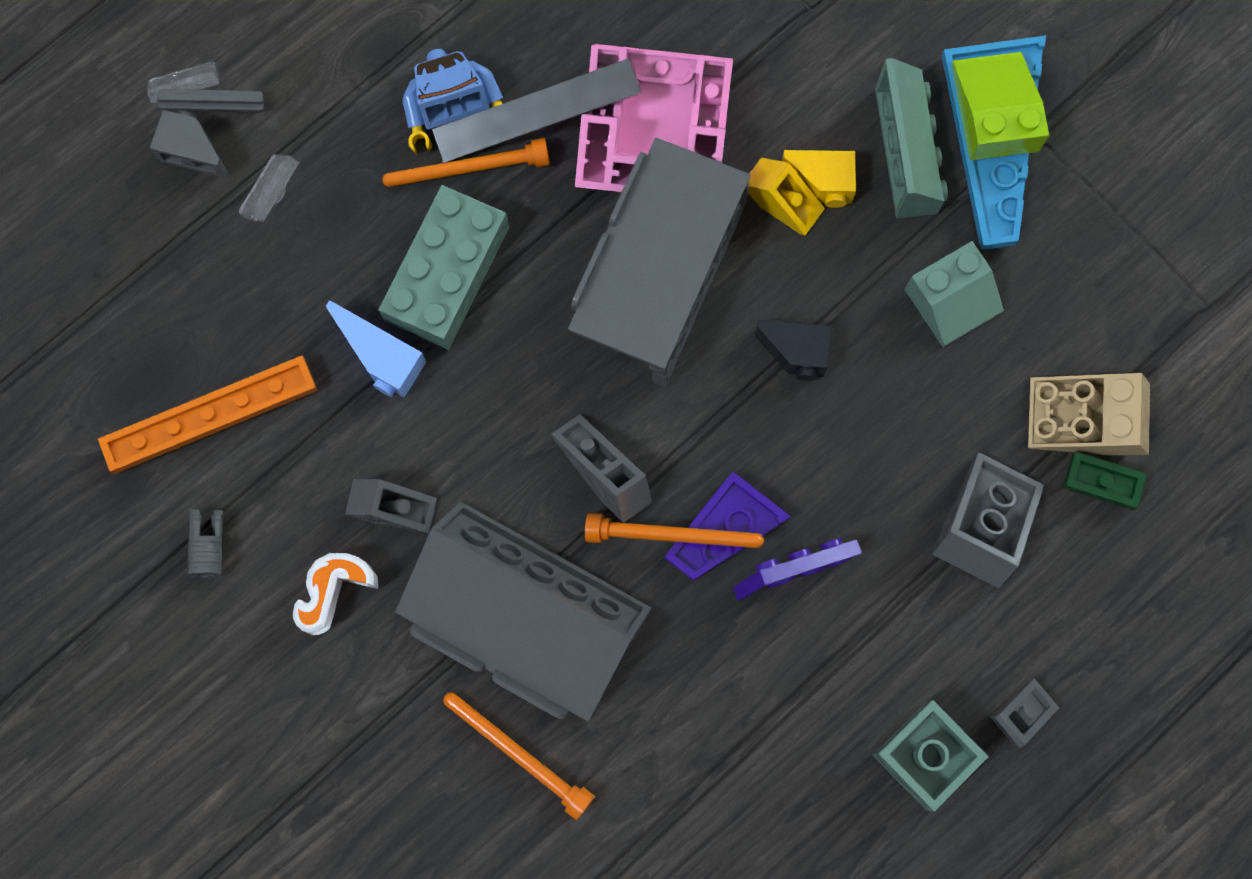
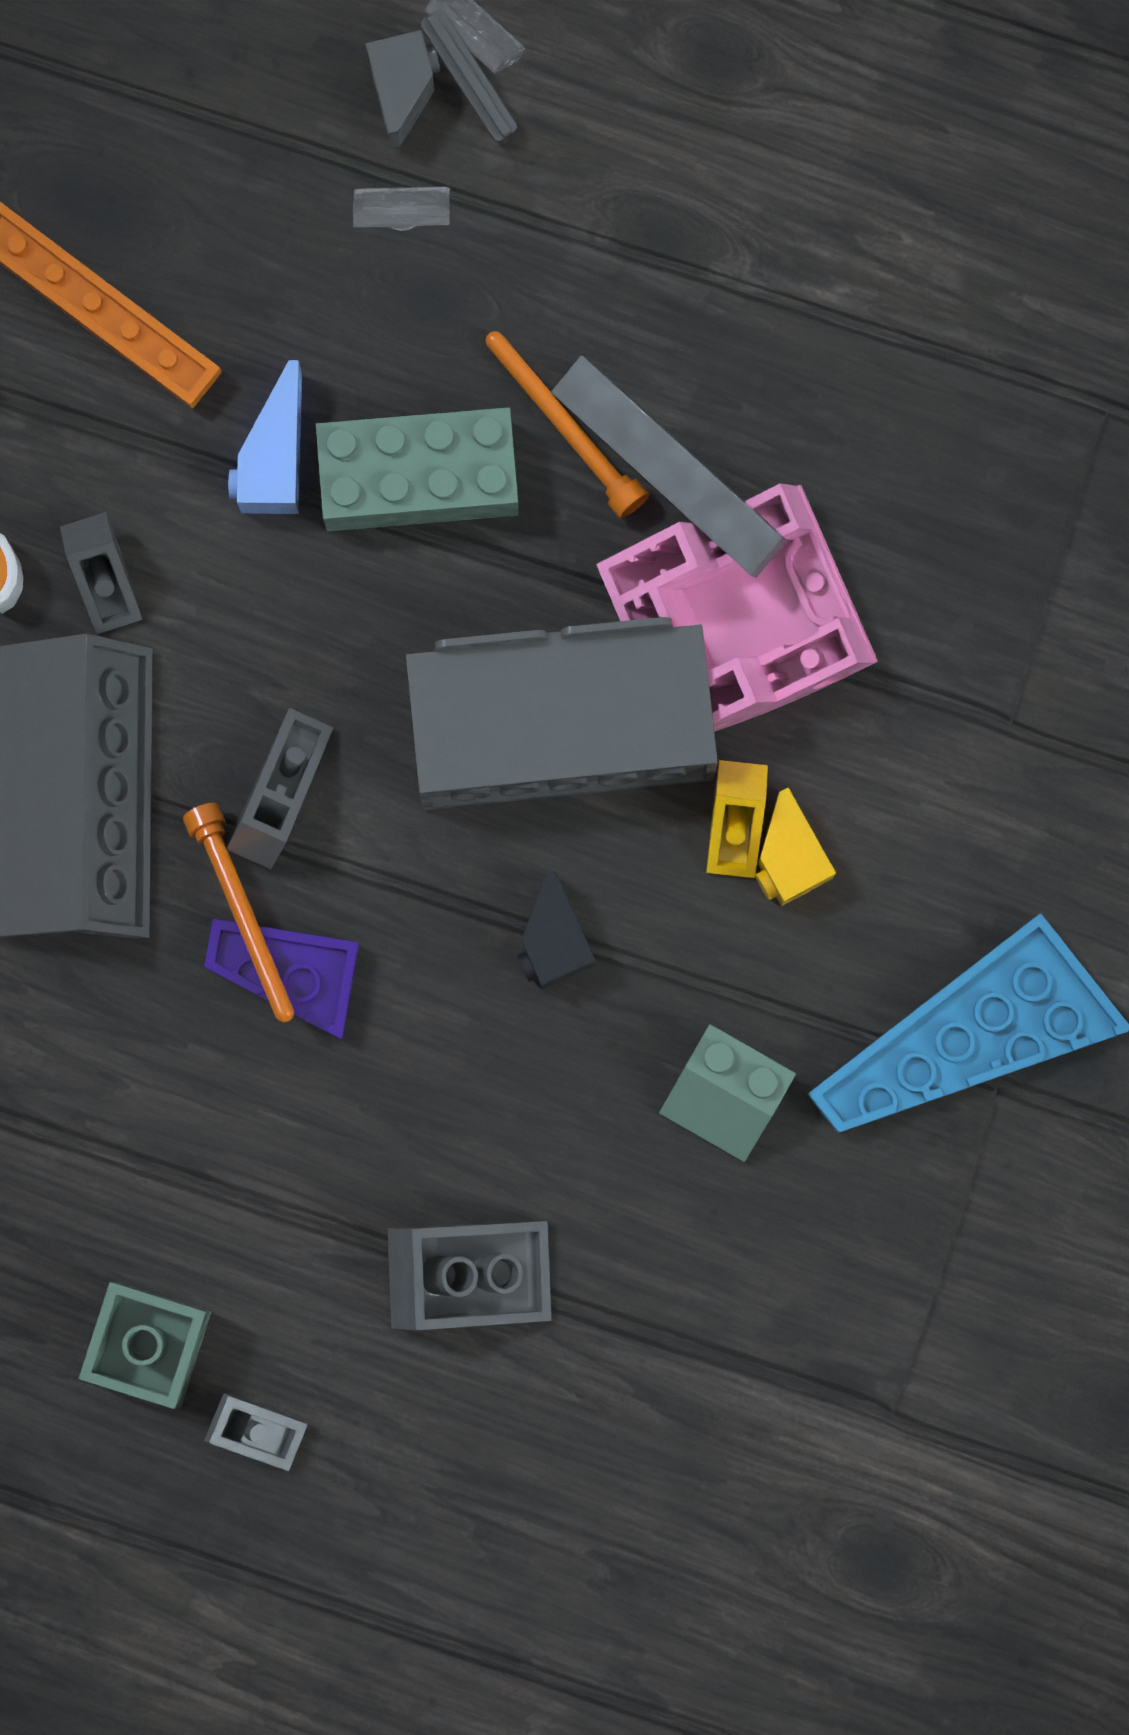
camera: 60 degrees right, 5 degrees up
(446, 91) = (636, 345): medium blue torso -> none
(801, 562) = (286, 1079): wing -> none
(909, 140) = (892, 933): sand green slope -> none
(999, 106) = (999, 1014): lime slope -> none
(1090, 414) = (667, 1331): tan slope -> none
(1104, 481) = (593, 1389): dark green plate -> none

